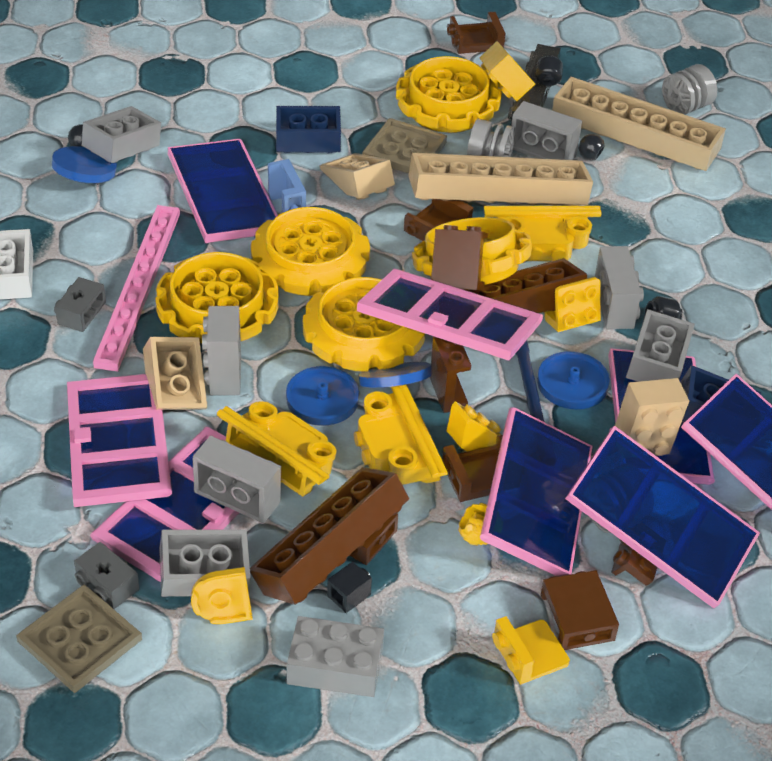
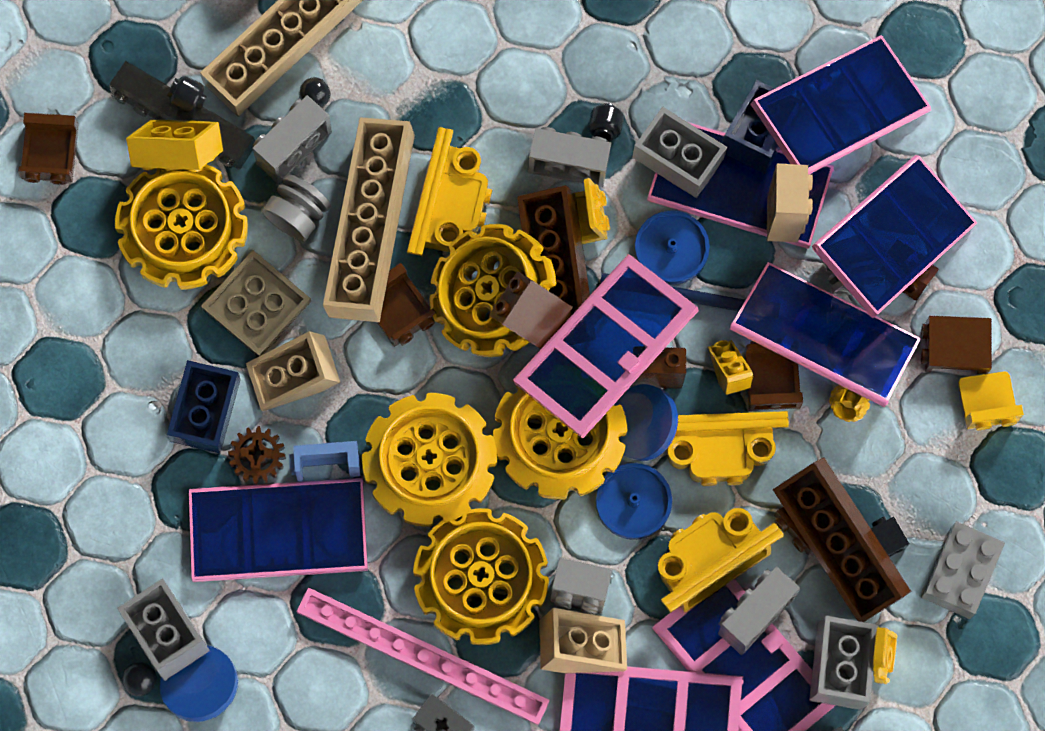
camera: 75 degrees left, 30 degrees up
(278, 155) = (246, 454): none -> reddish brown gear

